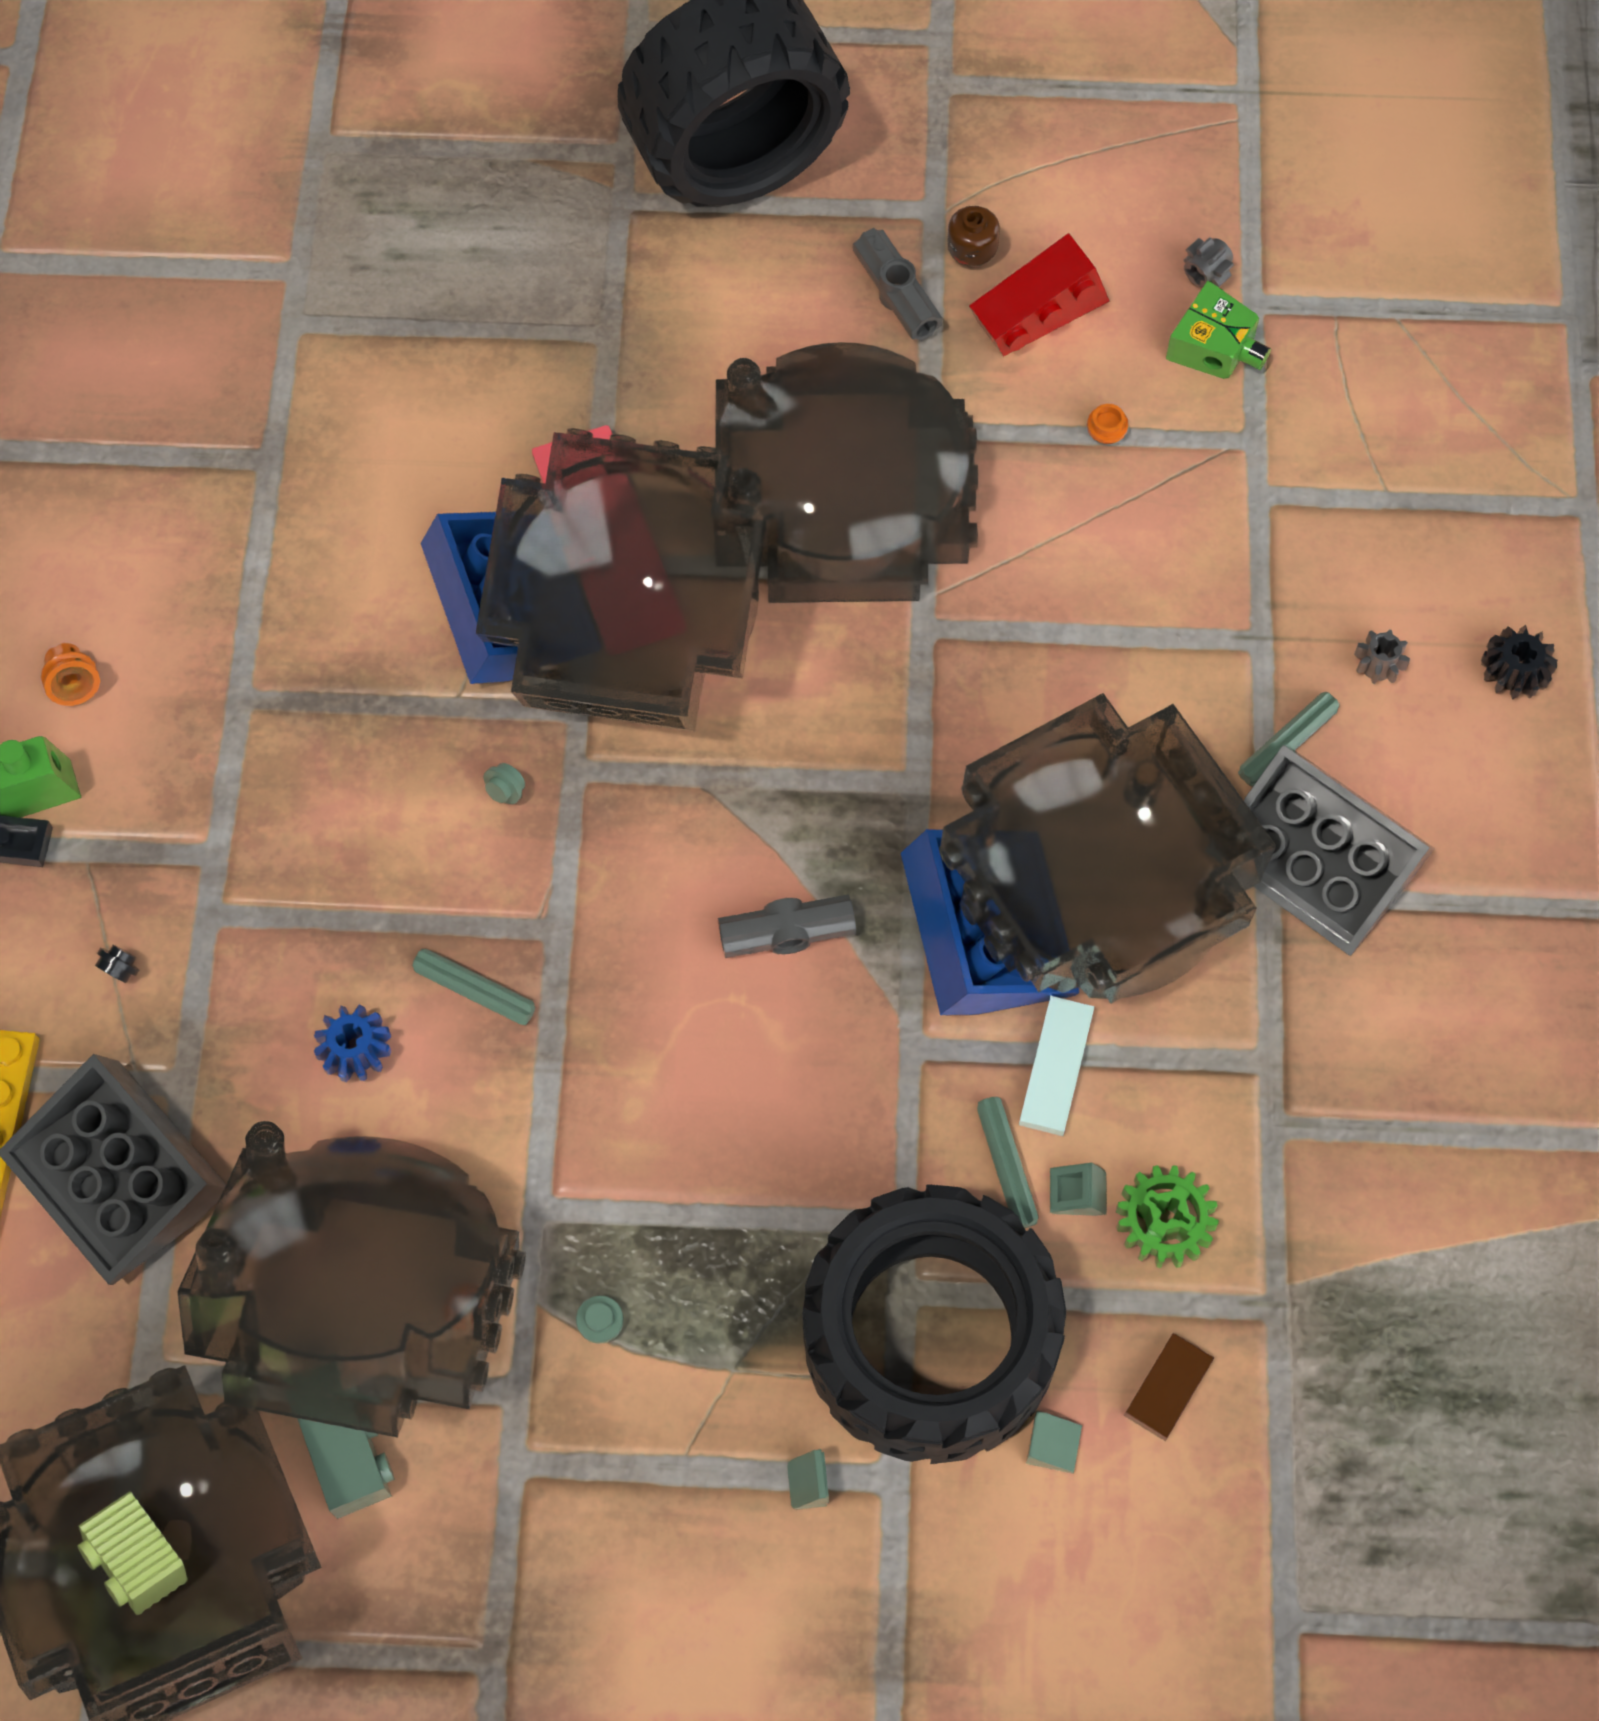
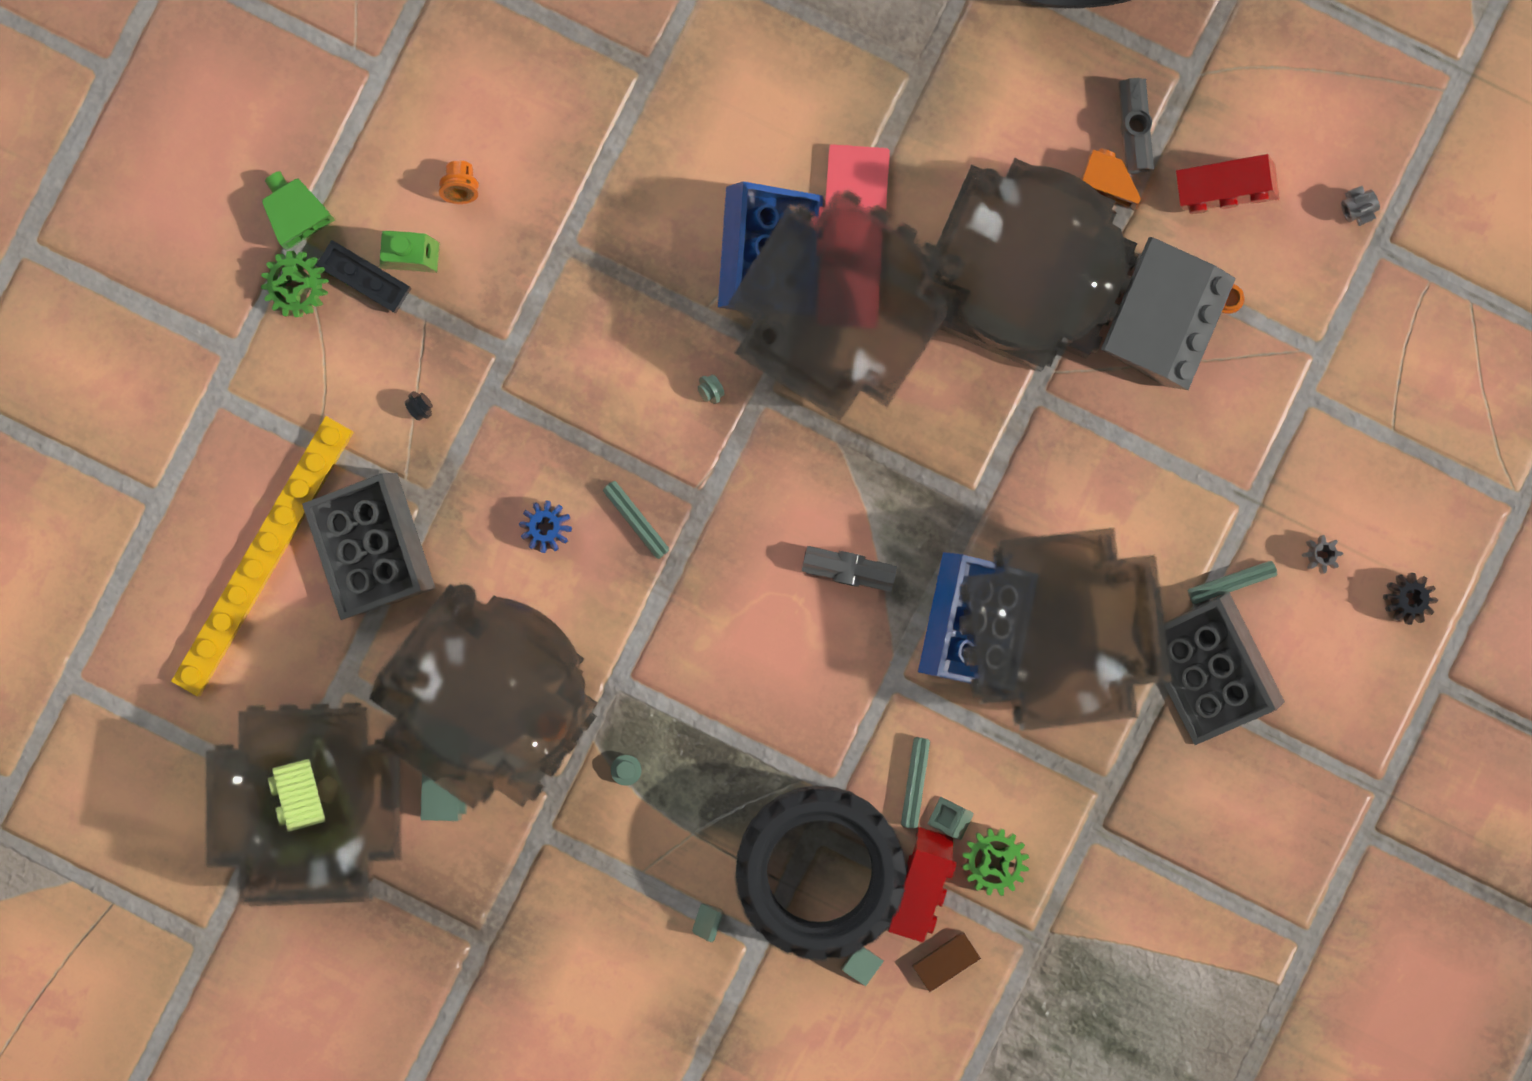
camera: 20 degrees right, 20 degrees up
(904, 340) = (1110, 178): none -> orange slope
(973, 235) = (1209, 120): reddish brown head -> none
(1043, 459) = (1168, 314): none -> dark grey slope
(1056, 1066) = (974, 737): light aqua tile -> none
(1083, 1262) = (923, 884): none -> red wedge
(1217, 335) = (1337, 265): bright green torso -> none

